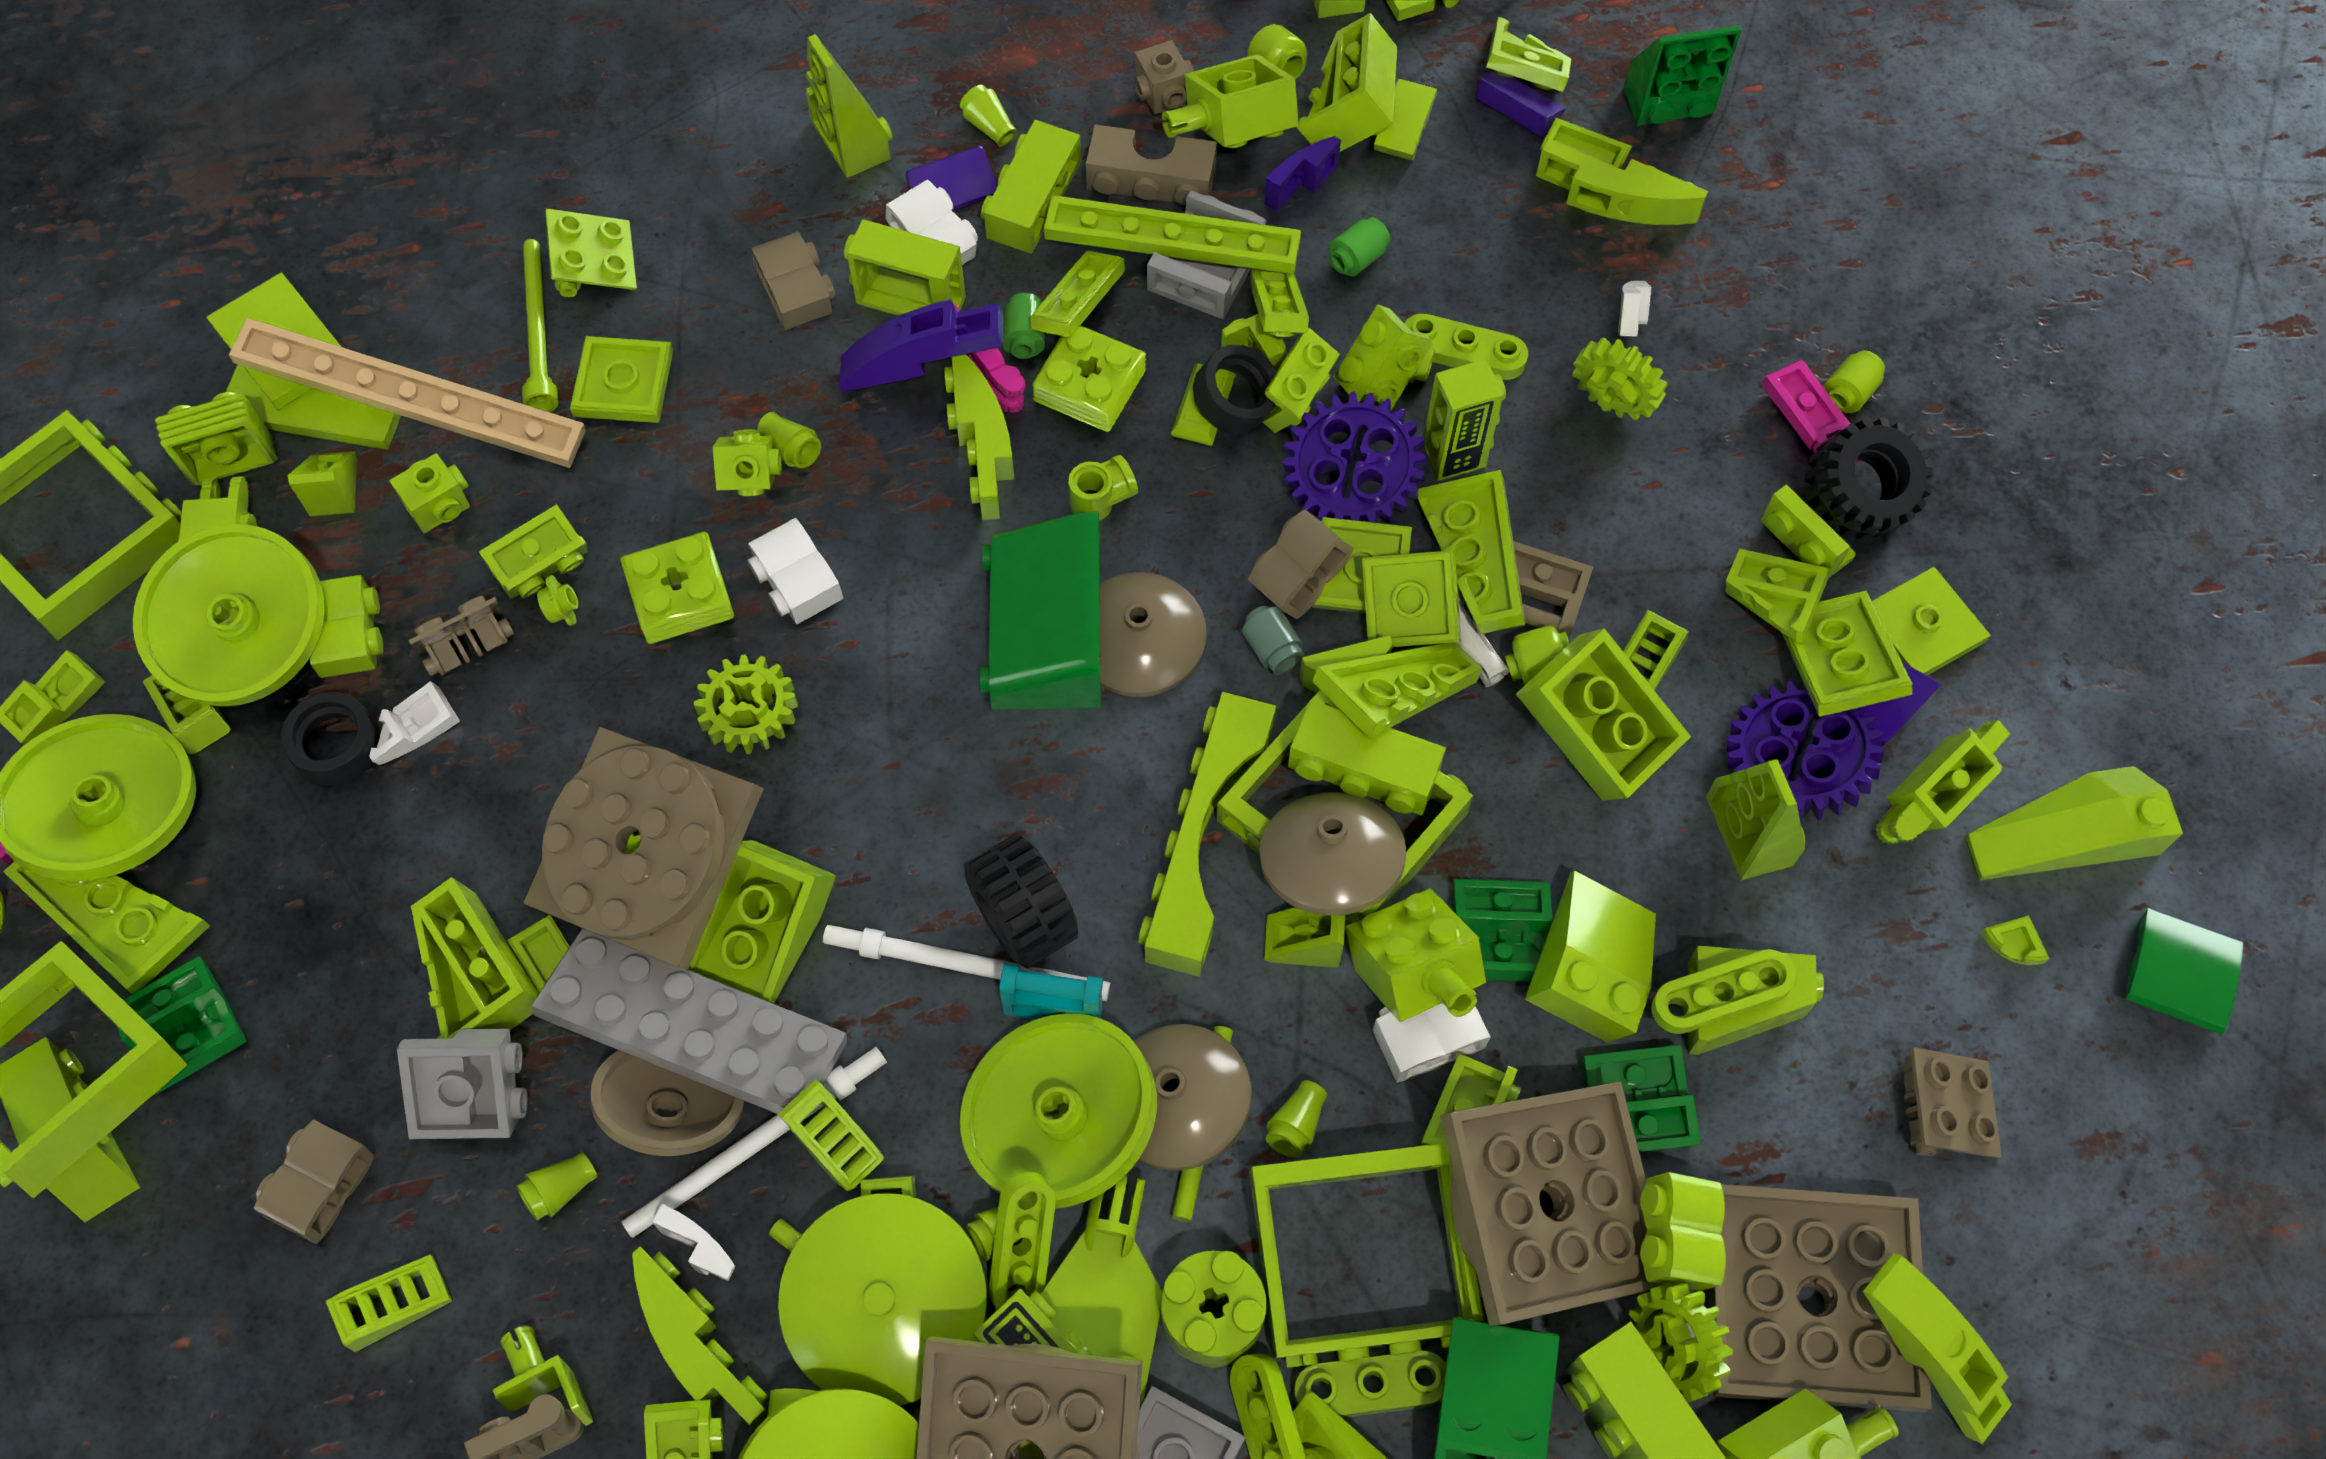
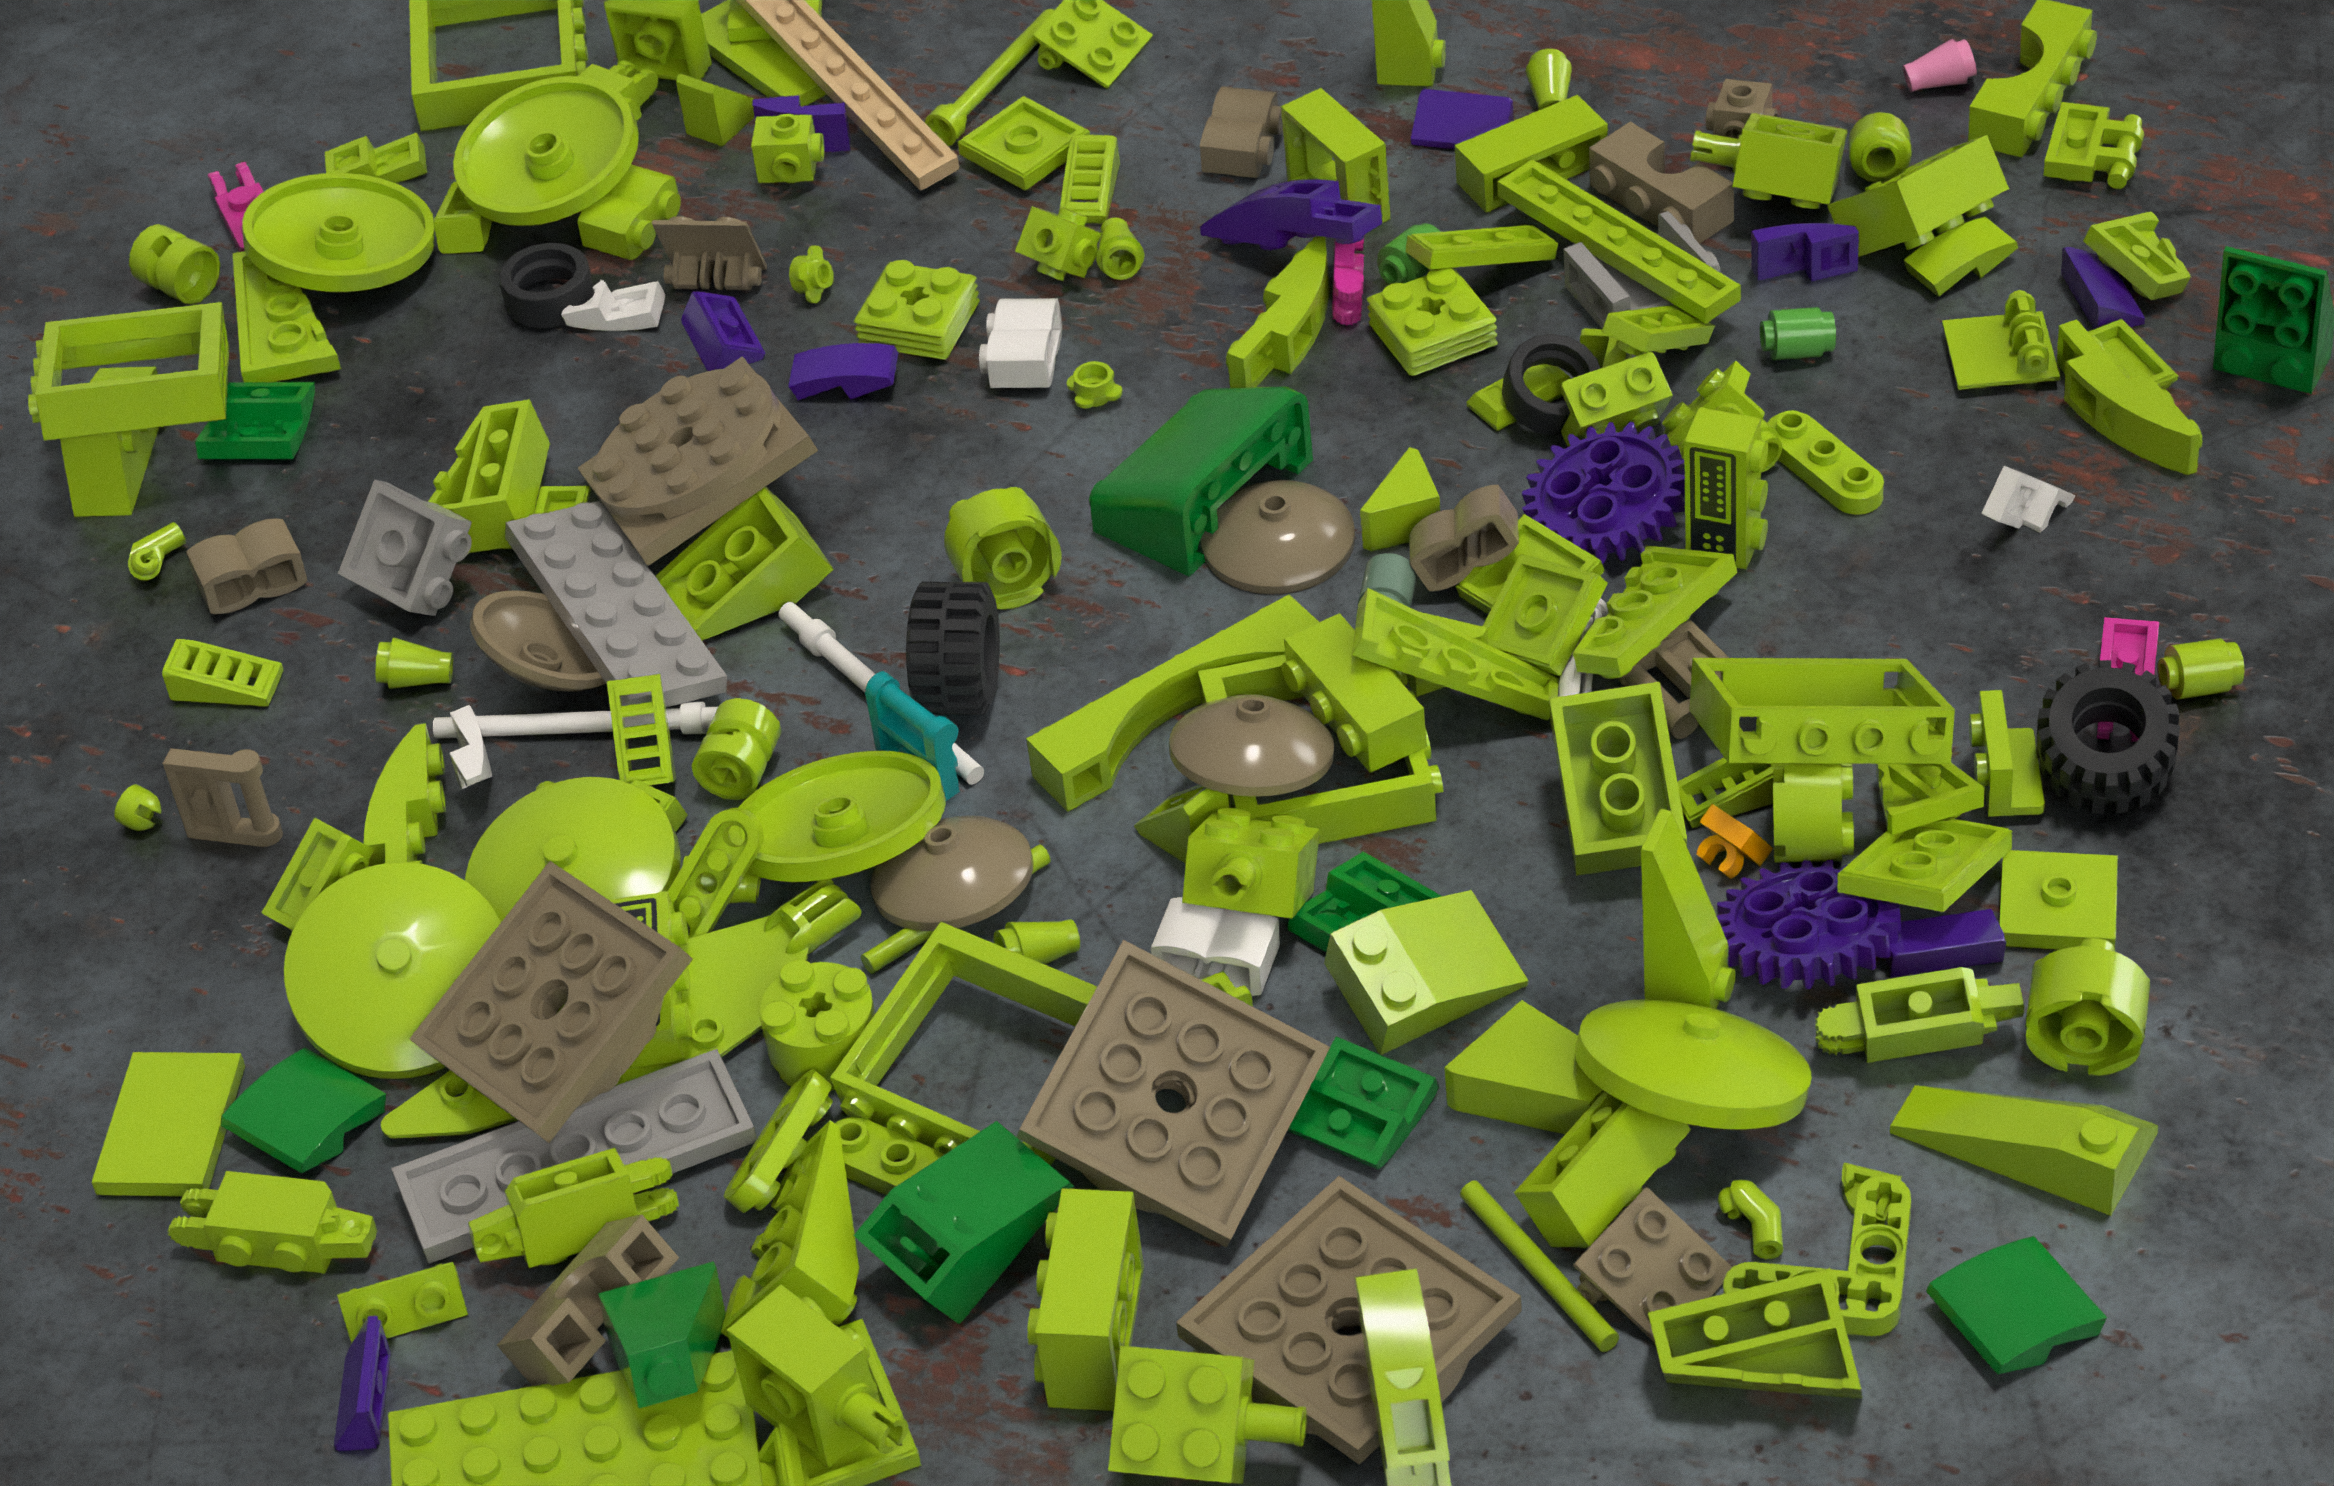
camera: 45 degrees right, 20 degrees down
(200, 1219) = (148, 553): none -> lime arm
(401, 456) = (827, 118): none -> dark purple slope
(523, 698) = (720, 330): none -> dark purple slope
(535, 552) = (839, 227): lime bracket -> none
(537, 1376) = (282, 782): lime bracket -> none
(663, 676) = (853, 366): none -> dark purple slope
(695, 363) = (1091, 175): none -> lime slope
(743, 721) = (886, 416): lime gear -> none
(877, 567) = (1094, 385): none -> lime plate
(916, 1101) = (736, 749): none -> lime wheel
(929, 213) = (1406, 131): white brick -> none
(962, 778) = (1002, 542): none -> lime brick
(1111, 479) = (1347, 406): lime piece -> none
(1220, 552) = (1399, 503): none -> lime slope
(1498, 183) = (2002, 347): none -> lime hinge
(1601, 586) = (1821, 711): none -> lime window
(1619, 378) = (1931, 538): lime gear -> none
(1683, 1231) = (1268, 1186): lime brick -> none
(1684, 1338) = (1181, 1265): lime gear -> none
(1695, 707) = (1731, 837): none -> light orange tile
(1737, 654) = (1810, 812): none -> lime brick
(1737, 978) = (1474, 1026): lime plate -> none
(1858, 925) = (1693, 1064): none -> lime dish
(1861, 1043) = (1597, 1170): none -> lime brick
(1872, 1149) = (1539, 1266): none -> lime bar
(1971, 1005) = (1760, 1210): none -> lime arm
(2046, 709) = (2087, 1008): none -> lime brick
(2077, 1017) = (1863, 1278): none -> lime beam
(2087, 1119) = (1762, 1339): none -> lime wedge

